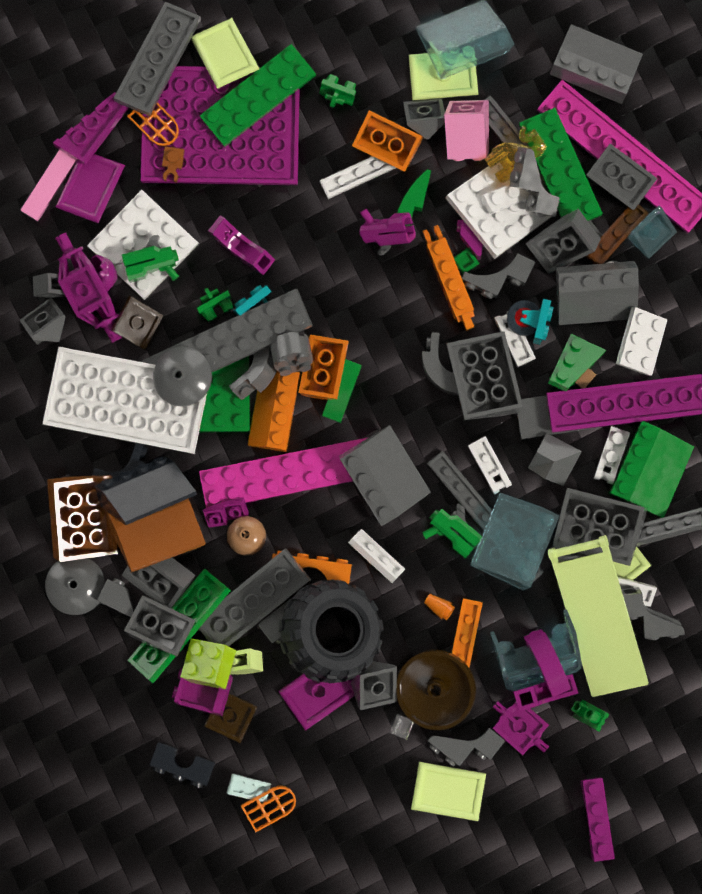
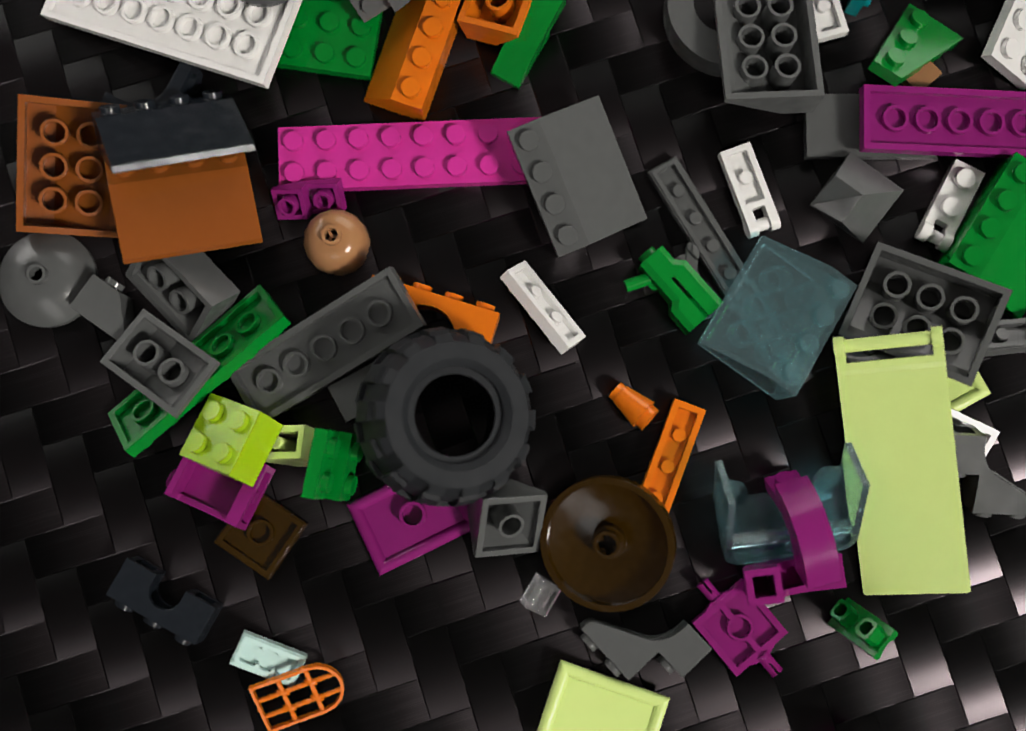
camera: 10 degrees right, 0 degrees up
(269, 669) = (332, 466): none -> green plate

